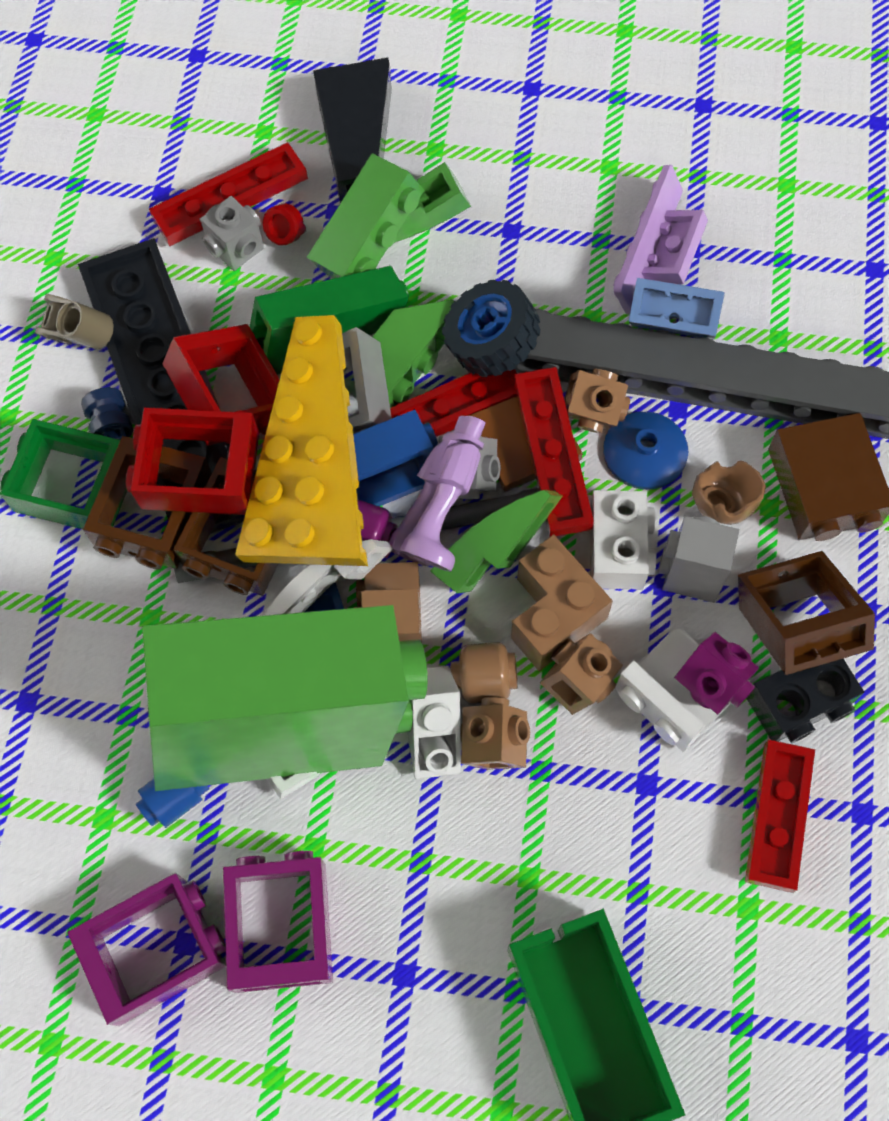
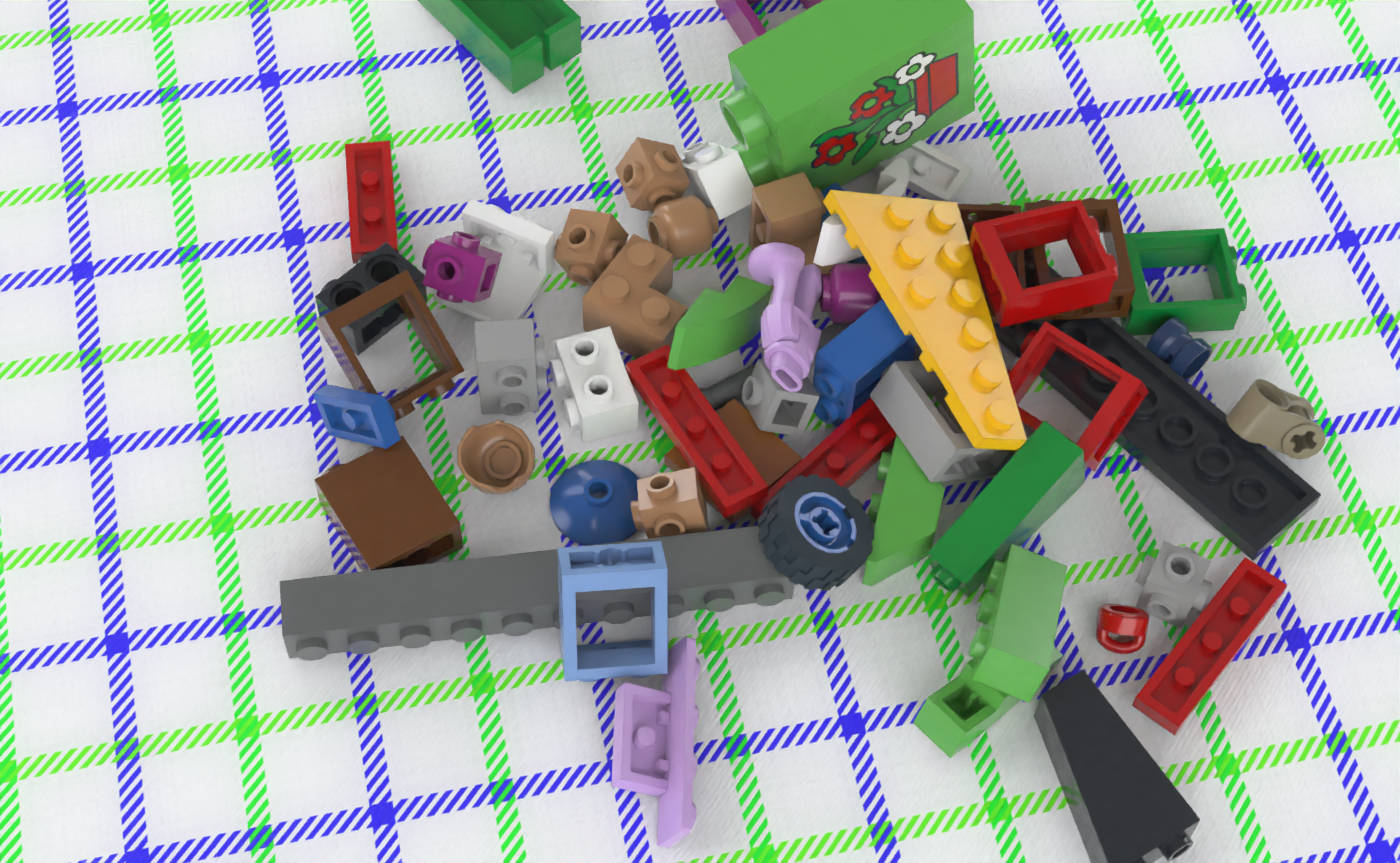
camera: 155 degrees right, 10 degrees down
(838, 540) = (357, 416): none -> blue plate

